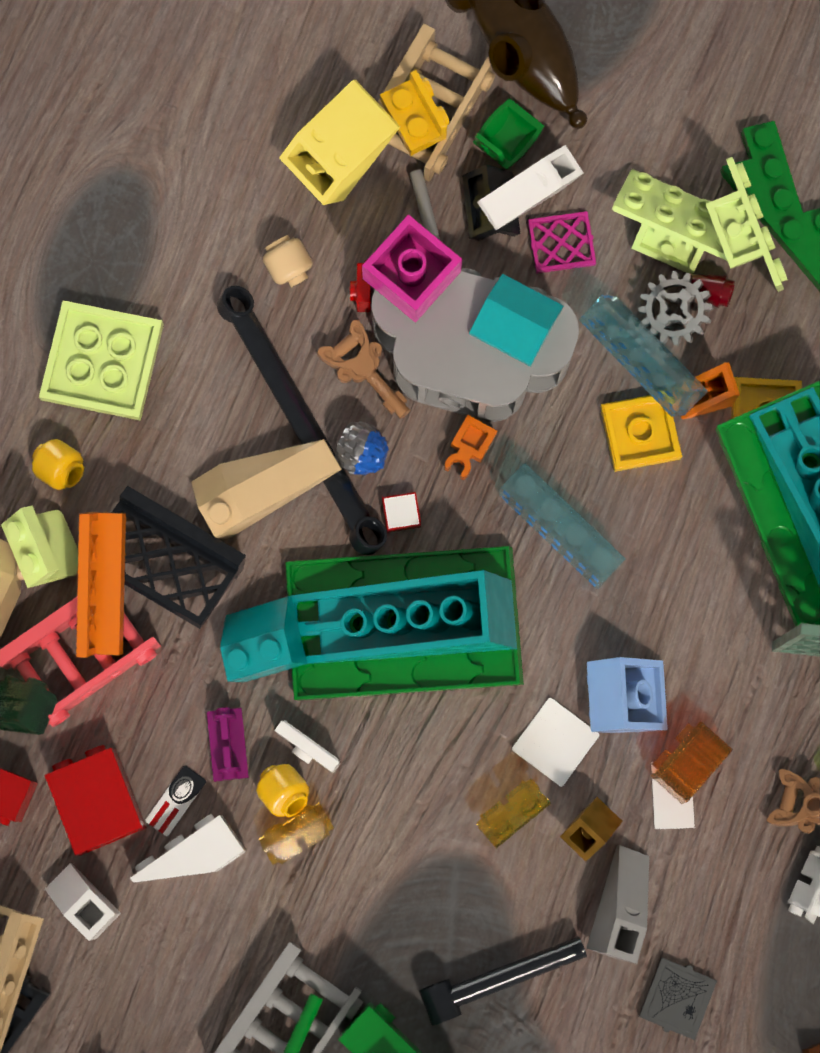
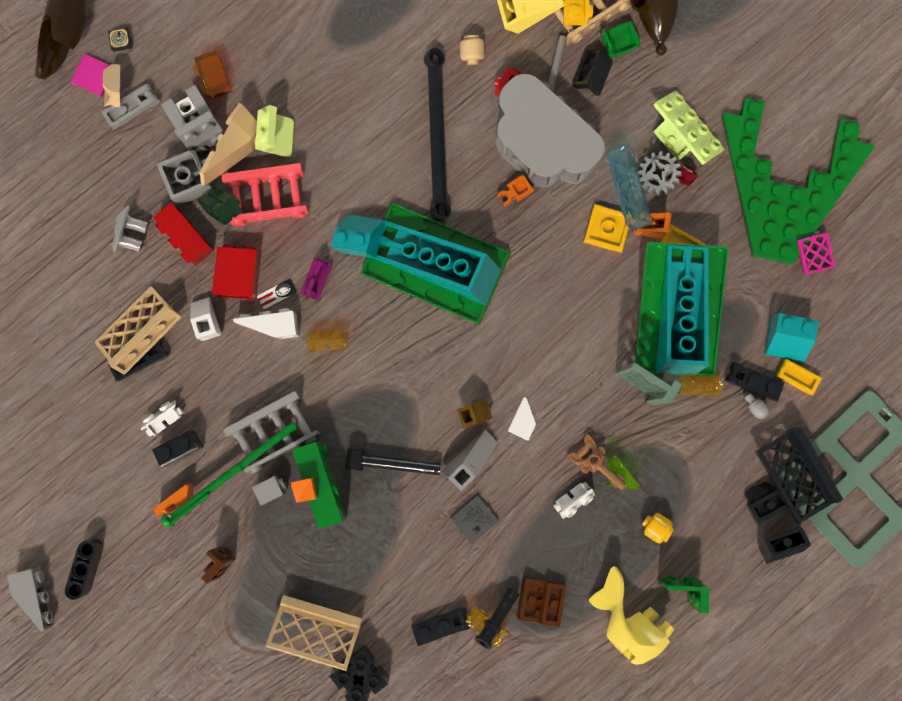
camera: 30 degrees right, 5 degrees up
(57, 464) = (303, 95): yellow head -> none
(101, 360) = (352, 54): yellowish green plate -> none
(101, 584) = (291, 164): orange fence -> none
(185, 538) = (347, 165): black fence -> none
(253, 487) = (392, 157): tan wedge -> none
(282, 790) = (331, 315): yellow head -> none
(306, 748) = (354, 301): white plate -> none
(361, 449) = (459, 164): piece -> none
(363, 366) = (482, 123): medium nougat piece -> none
(401, 512) = (463, 207): white tile -> none
(411, 268) = (531, 79): dark pink brick -> none
(504, 821) = (432, 387): clear yellow hinge -> none
(516, 319) = (571, 134): teal slope -> none
(530, 187) = (617, 72): white slope -> none
(555, 742) = (480, 362): white sticker -> none
(559, 219) = (622, 98): dark pink window -> none
(561, 526) = (540, 254): clear light blue brick -> none
(626, 695) = (528, 357): light blue slope -> none
(690, 761) = (543, 407): clear orange brick -> none
(738, 227) = (714, 147): yellowish green bracket -> none

